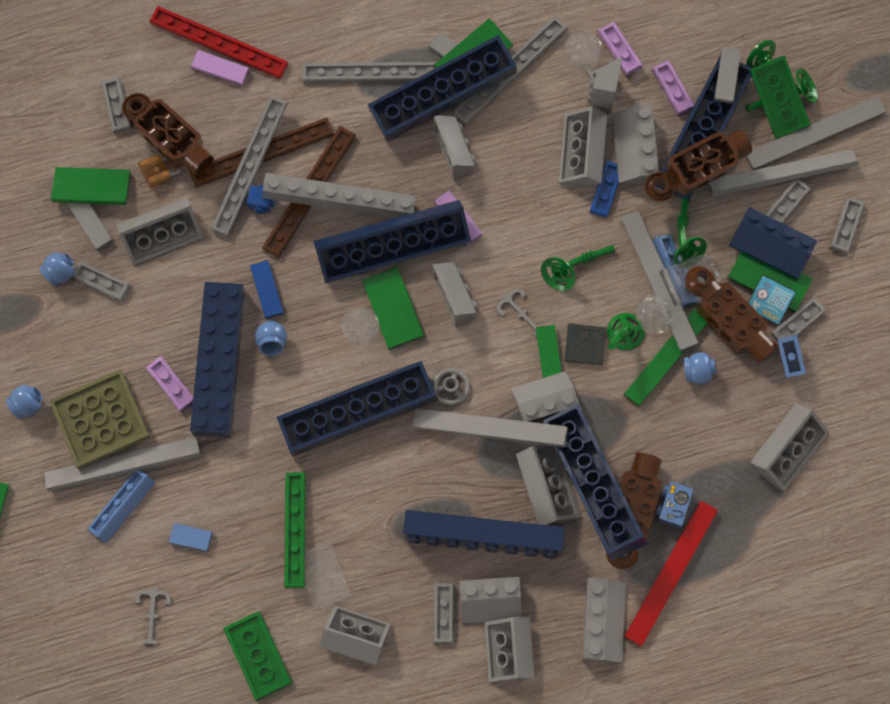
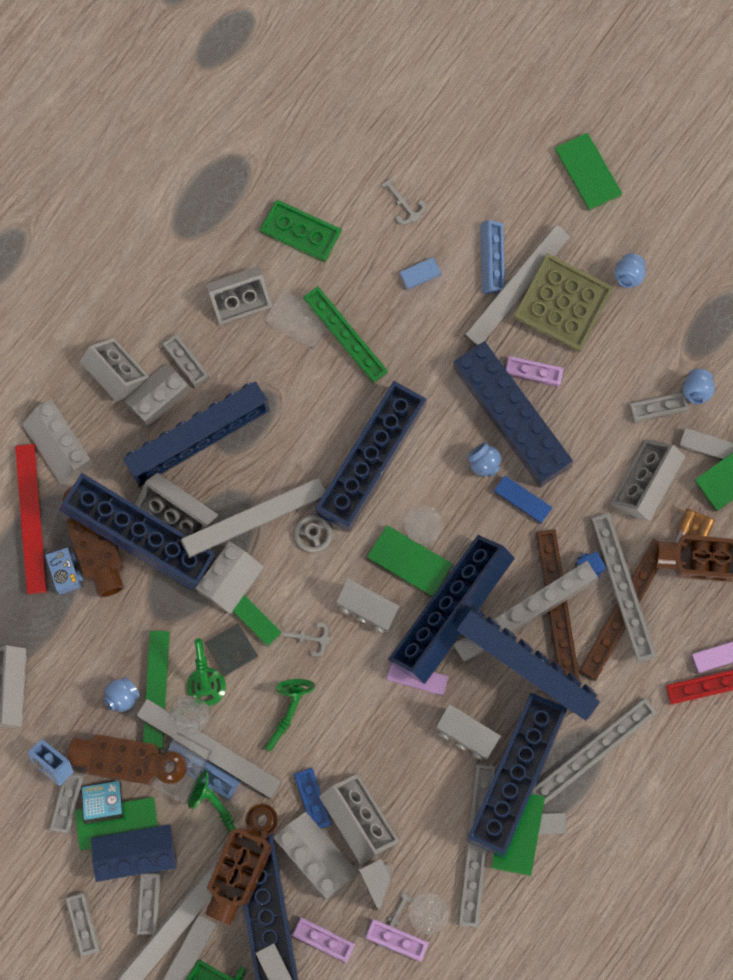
camera: 145 degrees right, 0 degrees up
(371, 154) = (527, 663): none -> dark blue brick

